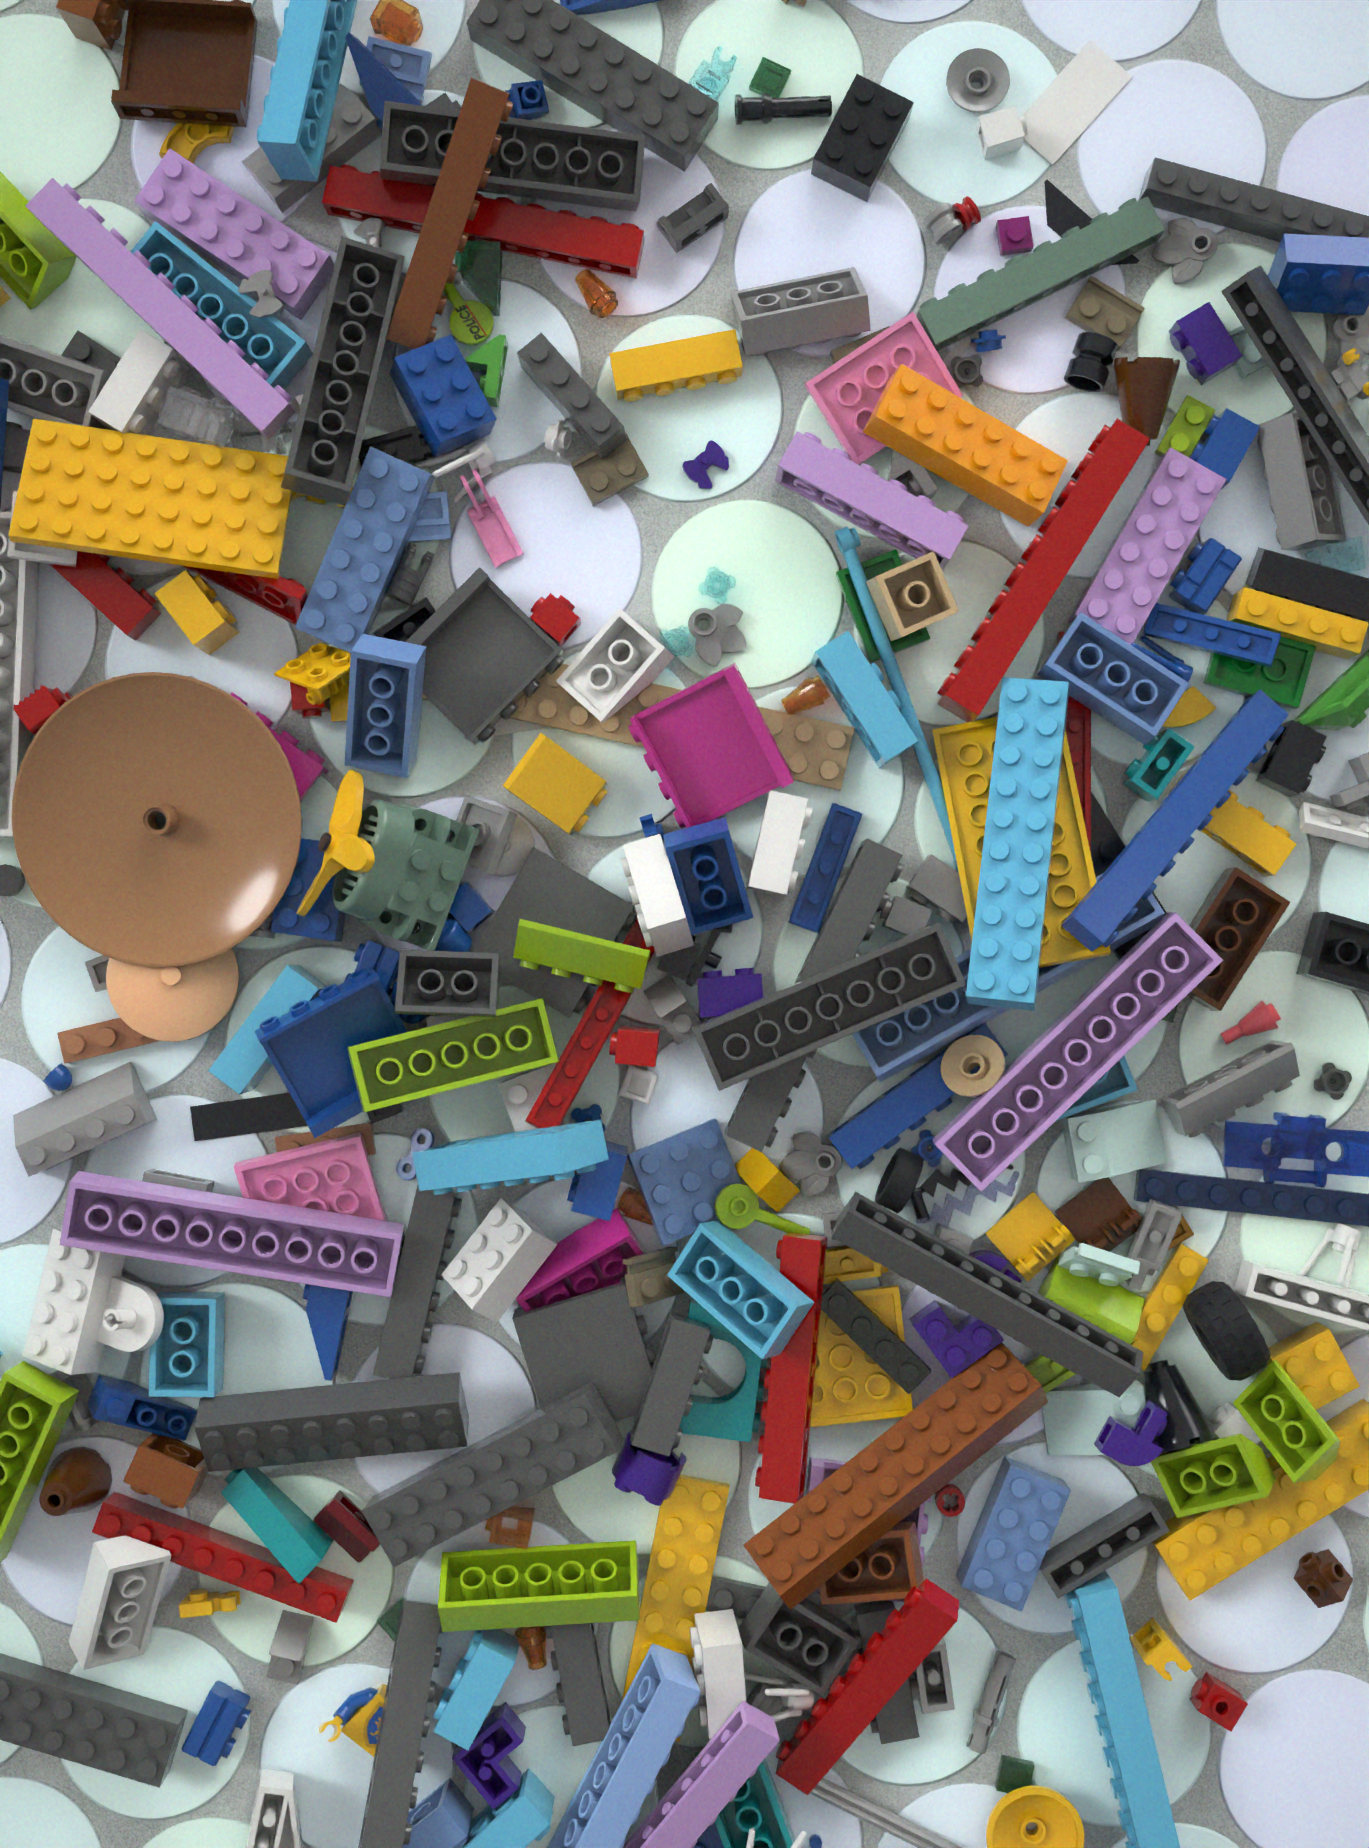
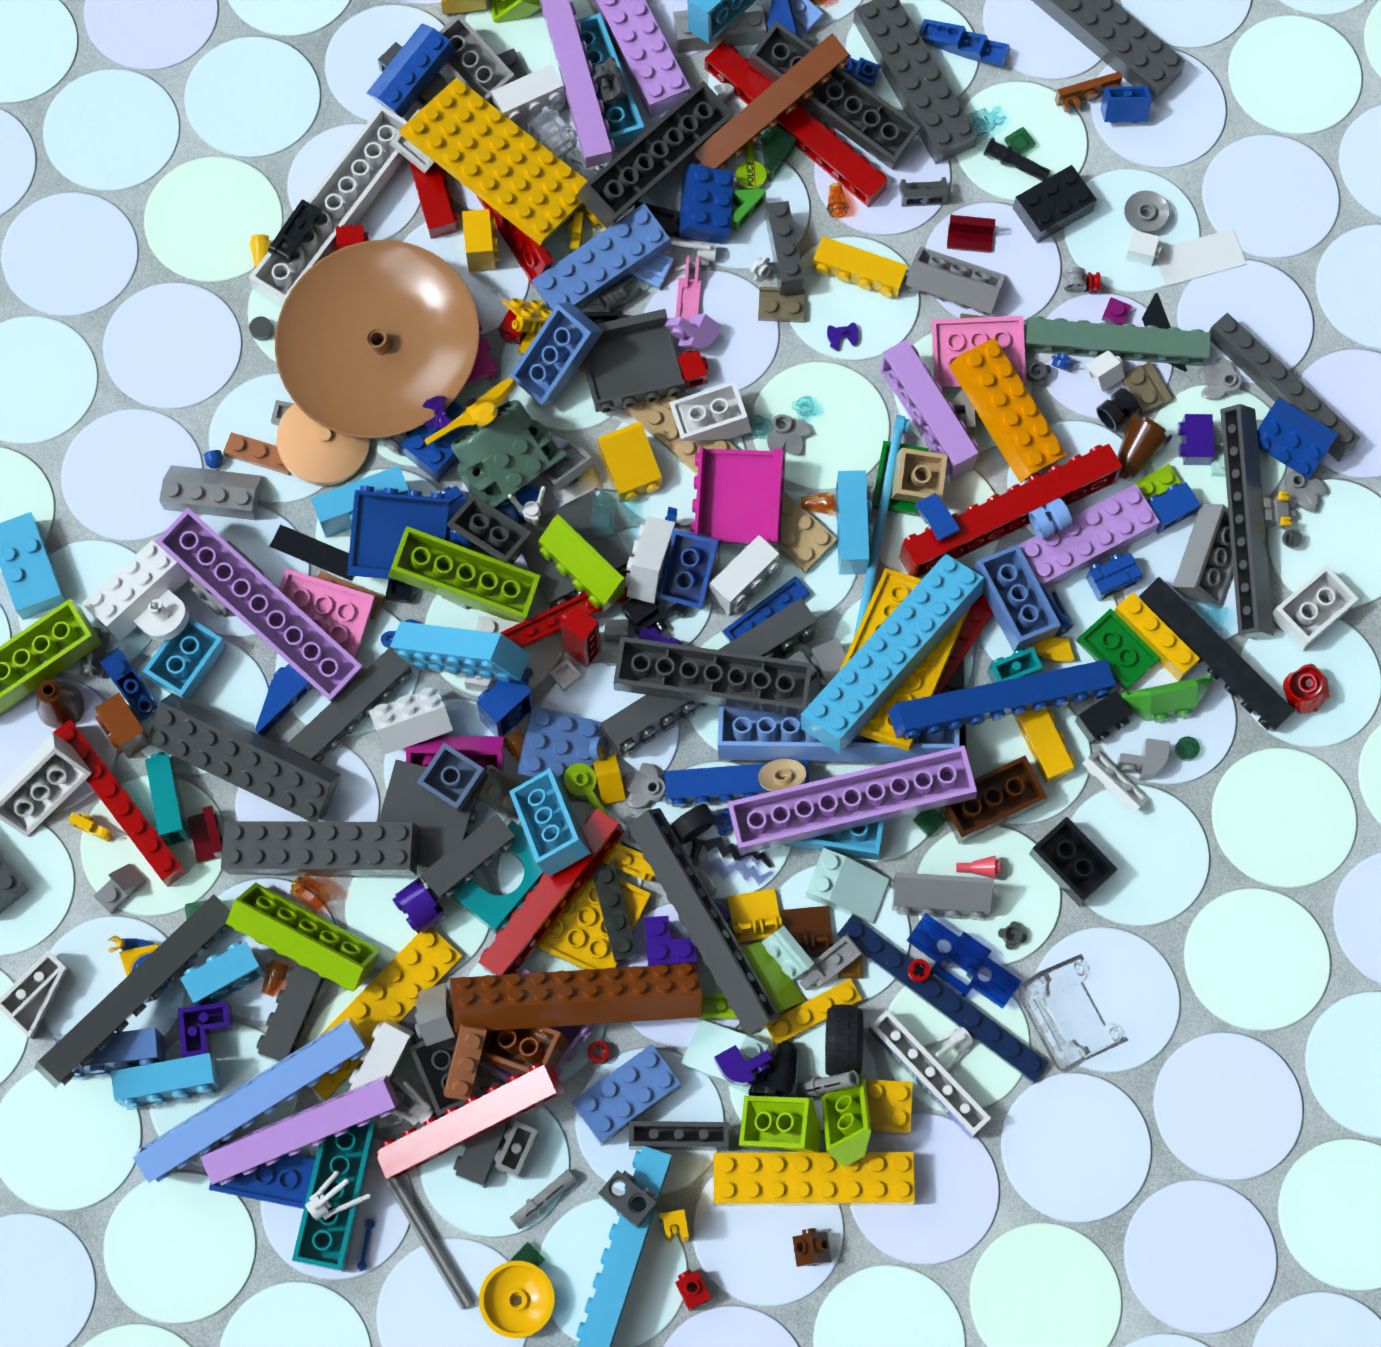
camera: 30 degrees right, 15 degrees down
(216, 1722) = (43, 905): blue brick -> none
(226, 308) = (608, 78): none -> dark grey hips
(261, 283) = (638, 79): light grey piece -> none
(300, 877) = (441, 419): none -> dark purple piece
(303, 522) = (576, 228): none -> yellow plate
(478, 921) = (531, 510): none -> white plant
(534, 571) = (696, 333): none -> lavender brick
(564, 868) = (603, 512): none -> clear light blue plate
(595, 1309) = (451, 777): none -> sand blue brick
(734, 1154) = (598, 748): none -> medium blue tile
(748, 1591) = (434, 1015): none -> light grey brick
(782, 239) = (970, 233): none -> dark red panel
(821, 1630) = (465, 1062): none -> nougat plate
(969, 639) = (937, 517): none -> blue slope
(1048, 321) = (1105, 370): none -> white brick
(1100, 1682) = (623, 1203): none -> dark grey brick
(1108, 548) = (1057, 514): none -> light blue wheel
(1212, 634) = (1096, 610): blue plate -> none
(1226, 1395) = (819, 1086): none -> light grey pin
(1249, 1197) = (926, 972): none -> red bush

